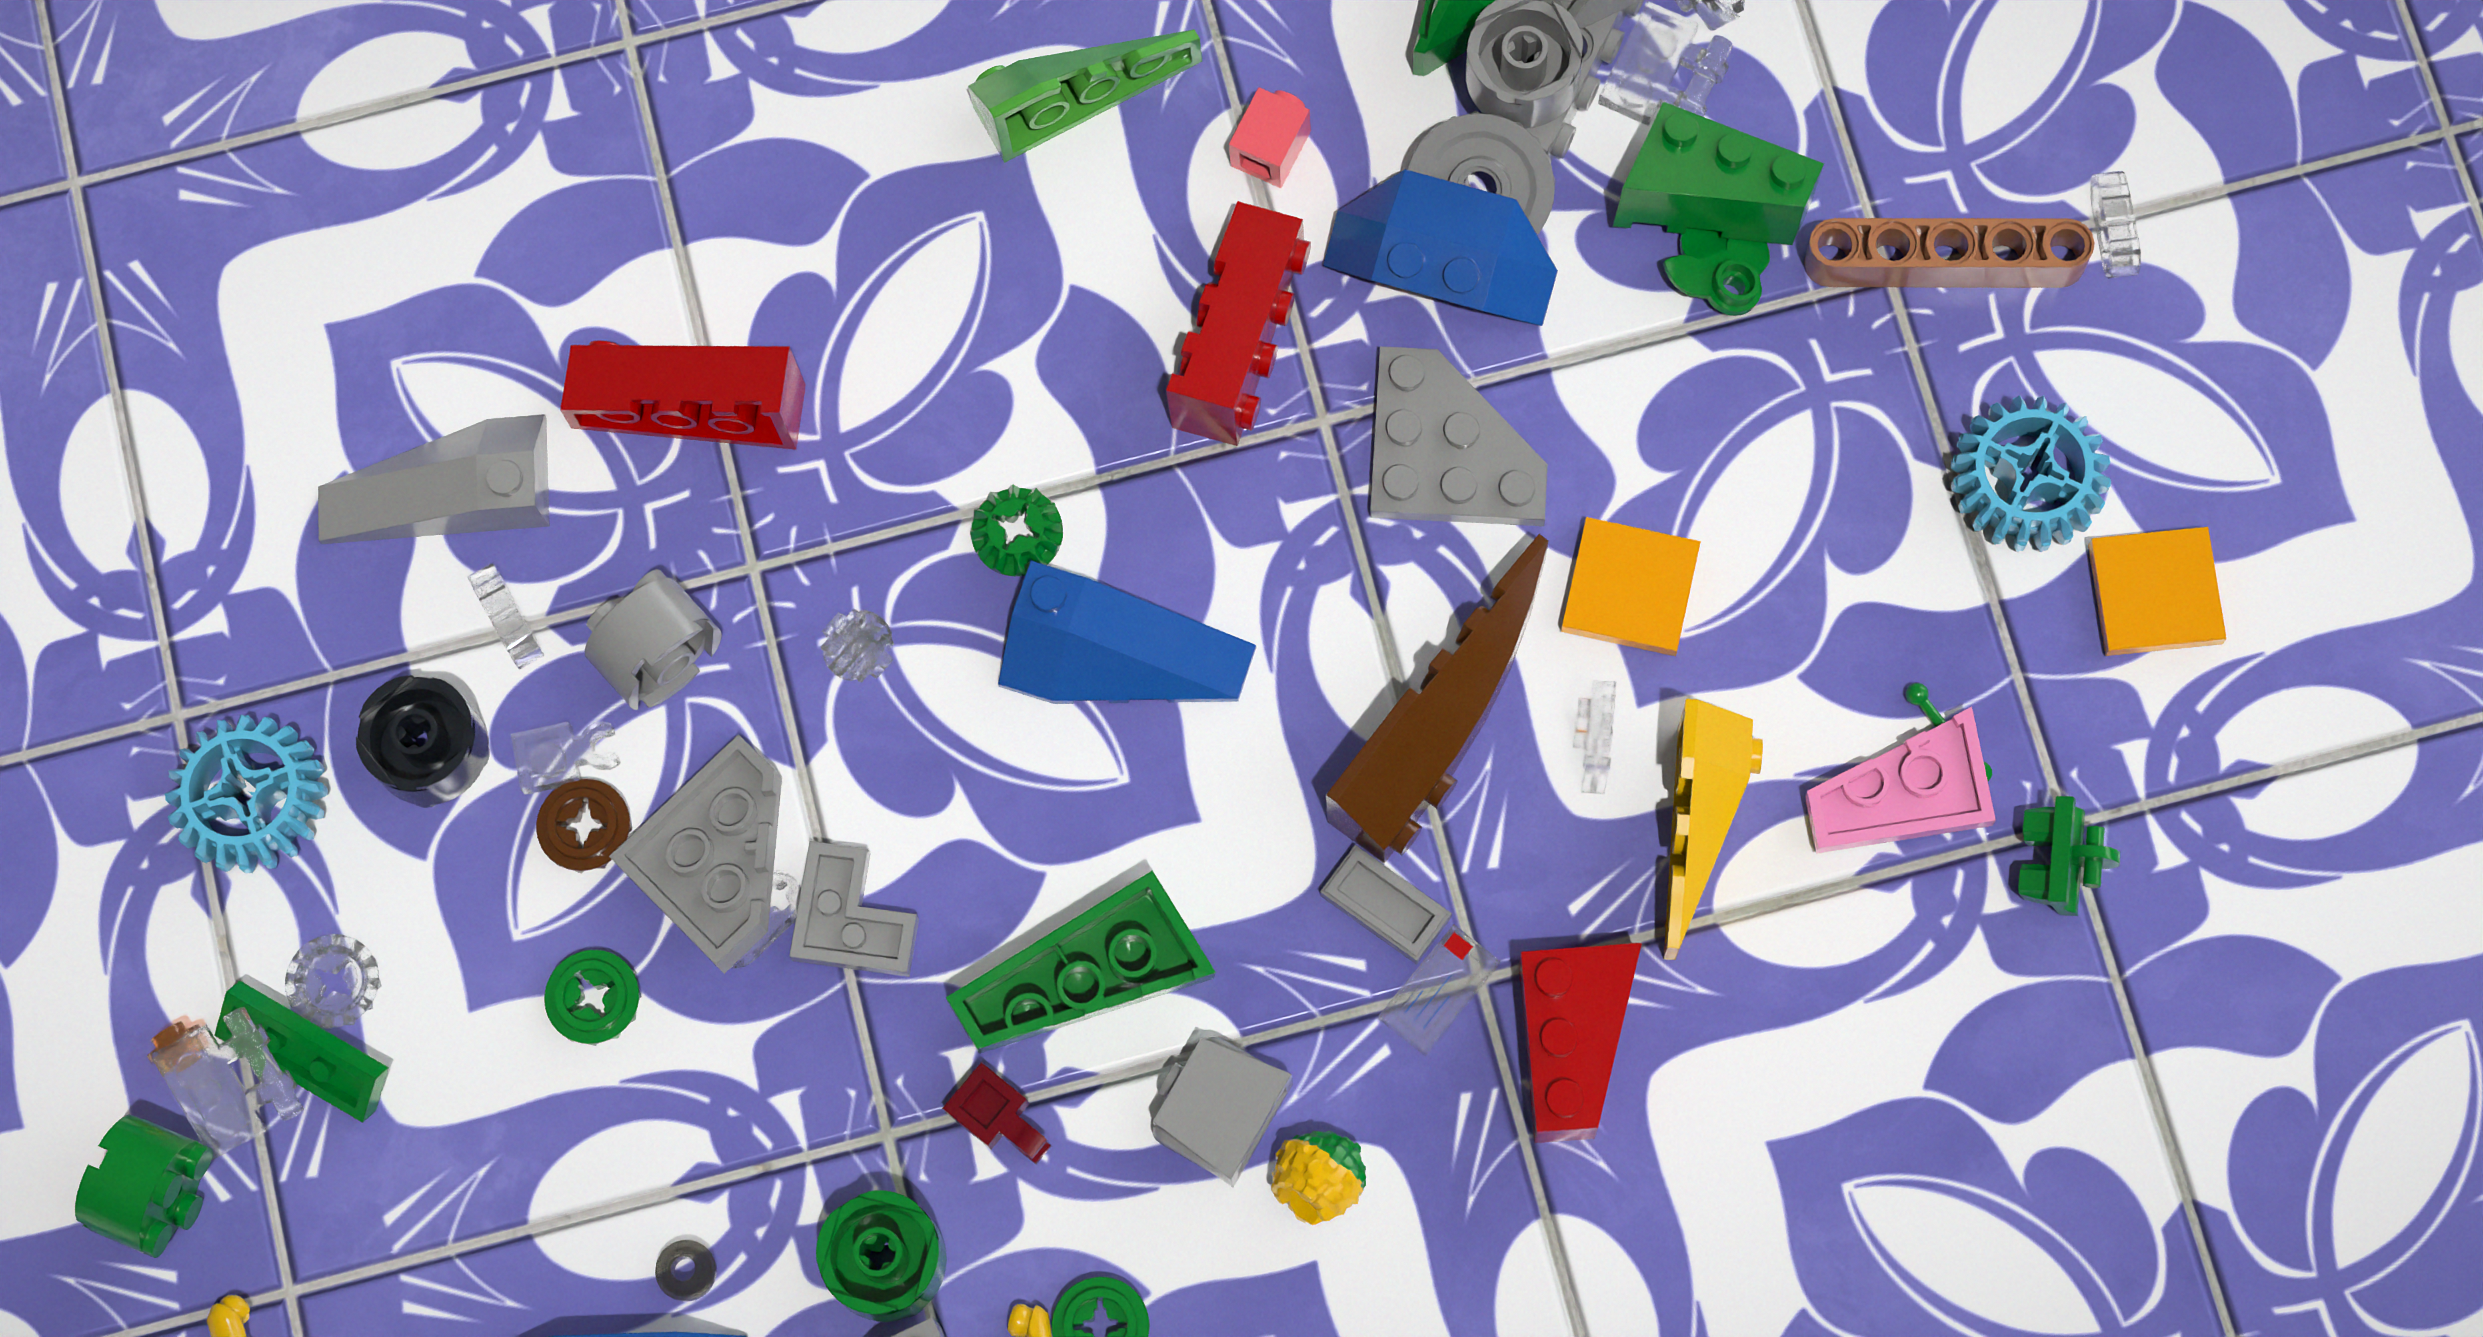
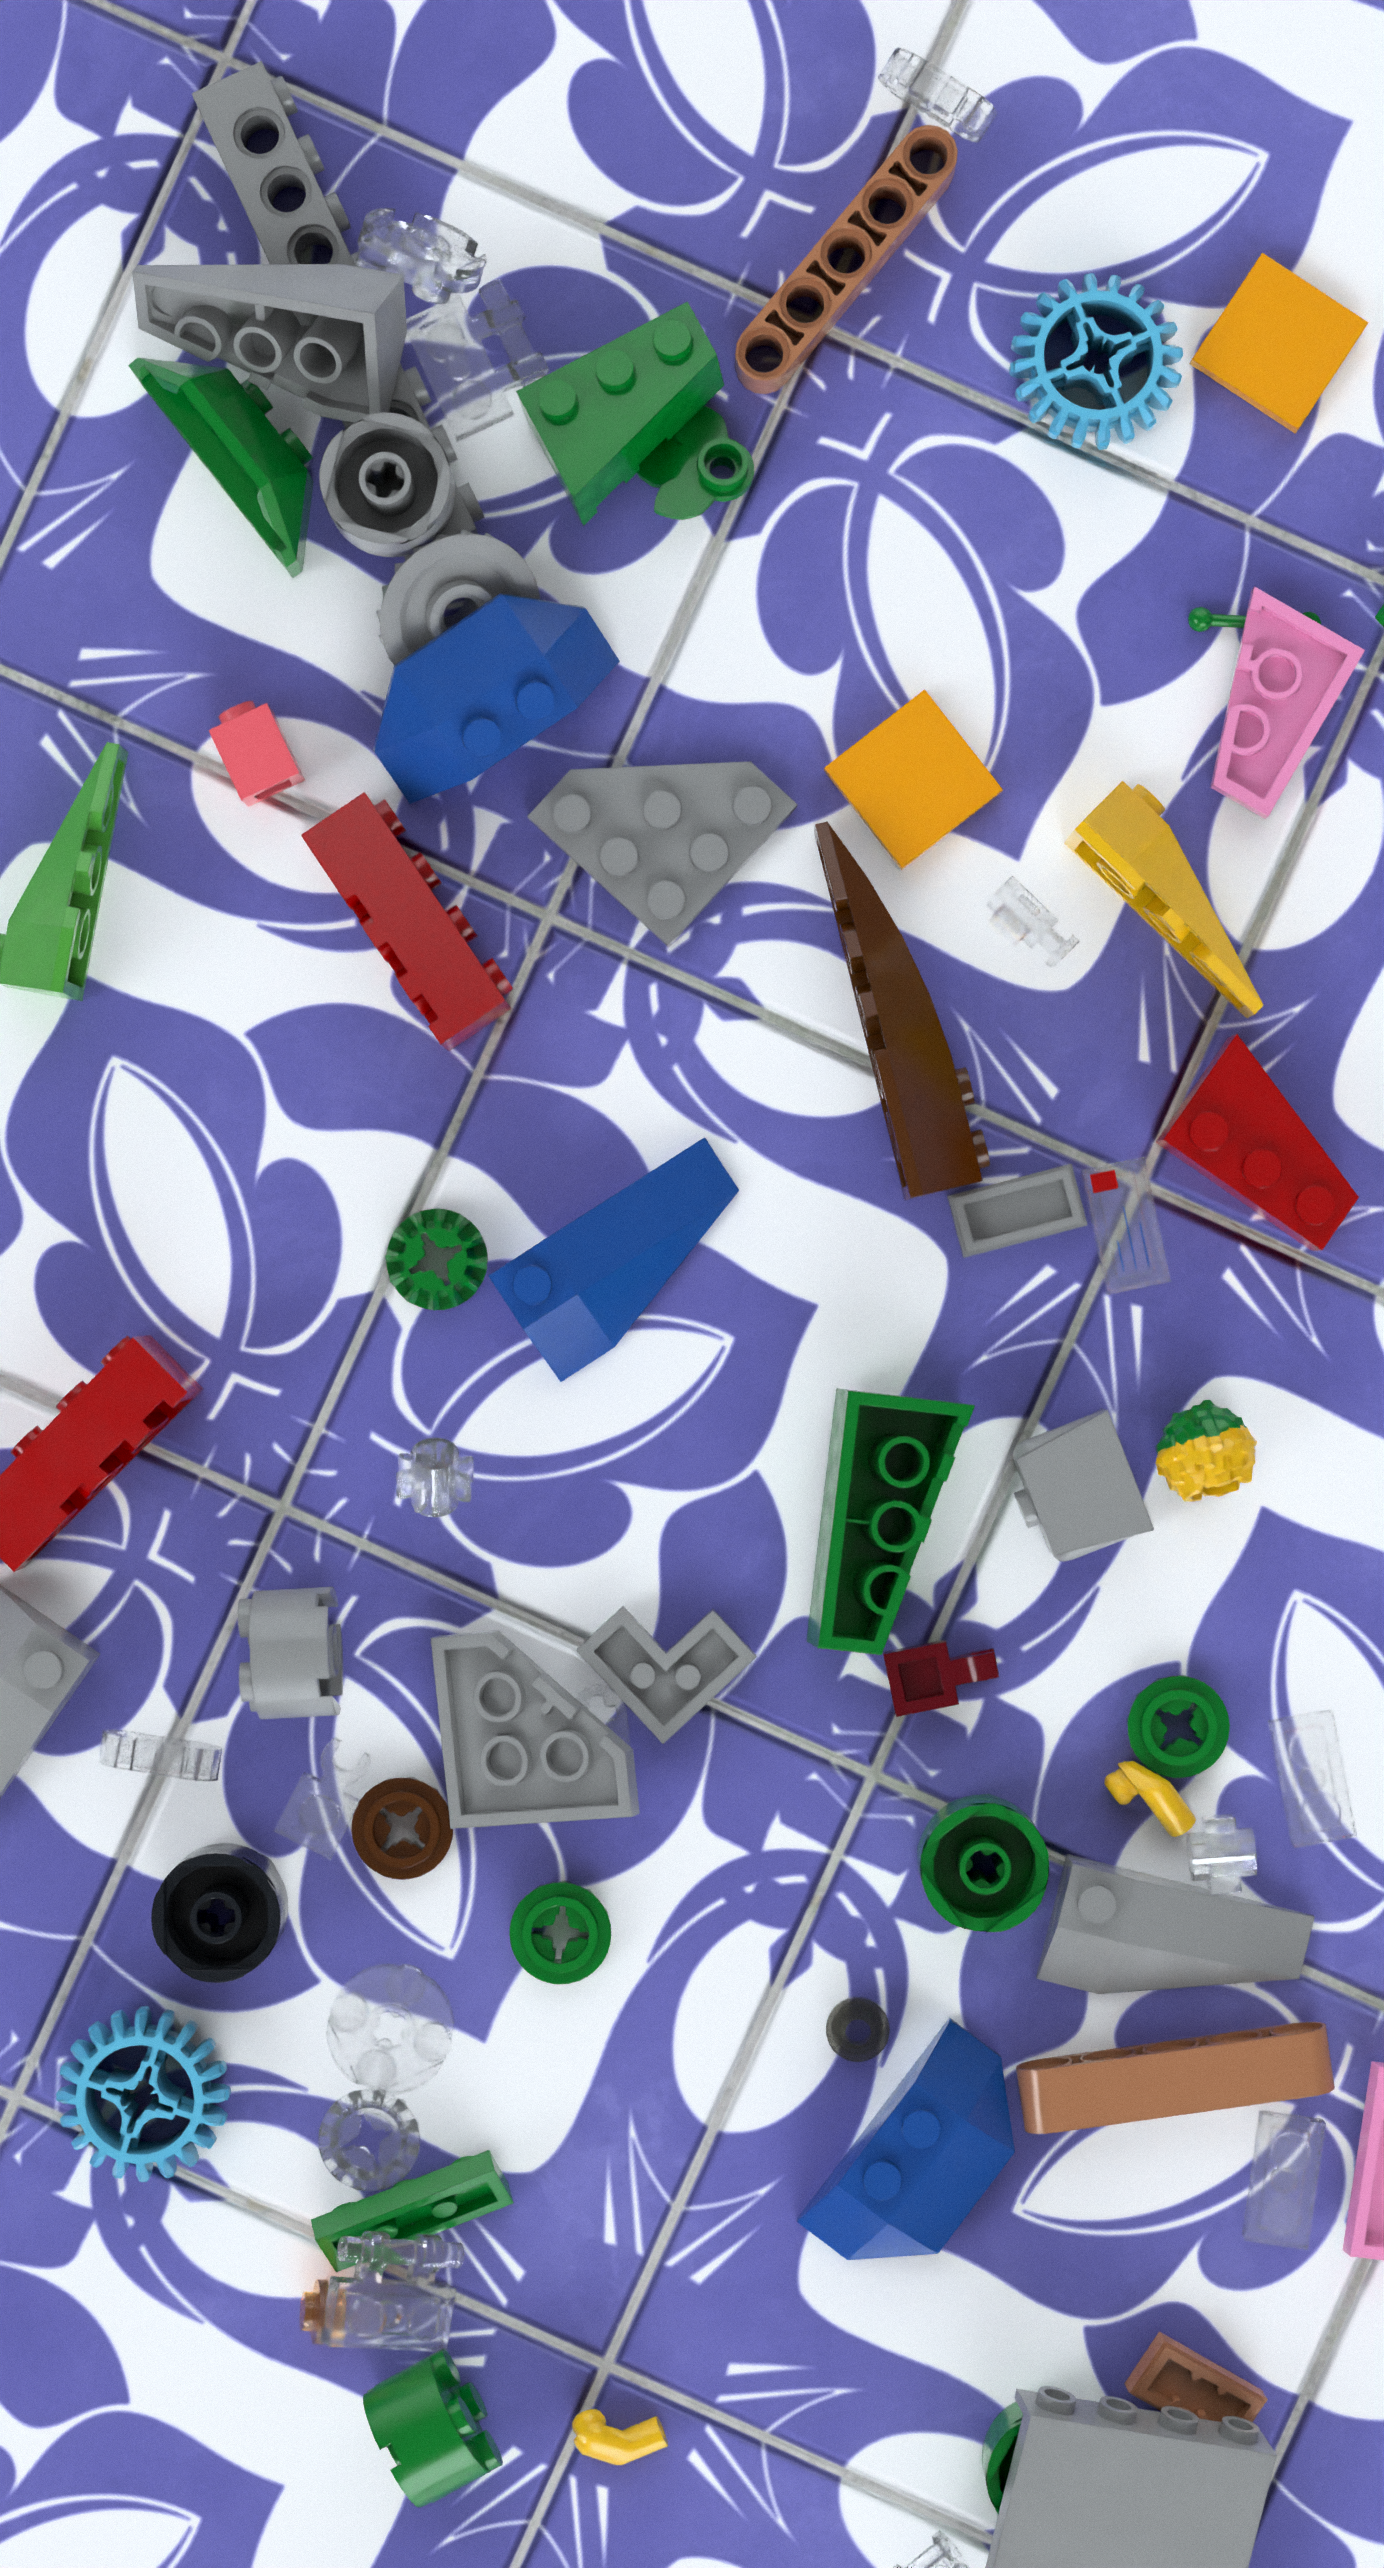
camera: 55 degrees left, 15 degrees up
(417, 899) = (377, 2063): none -> clear plate

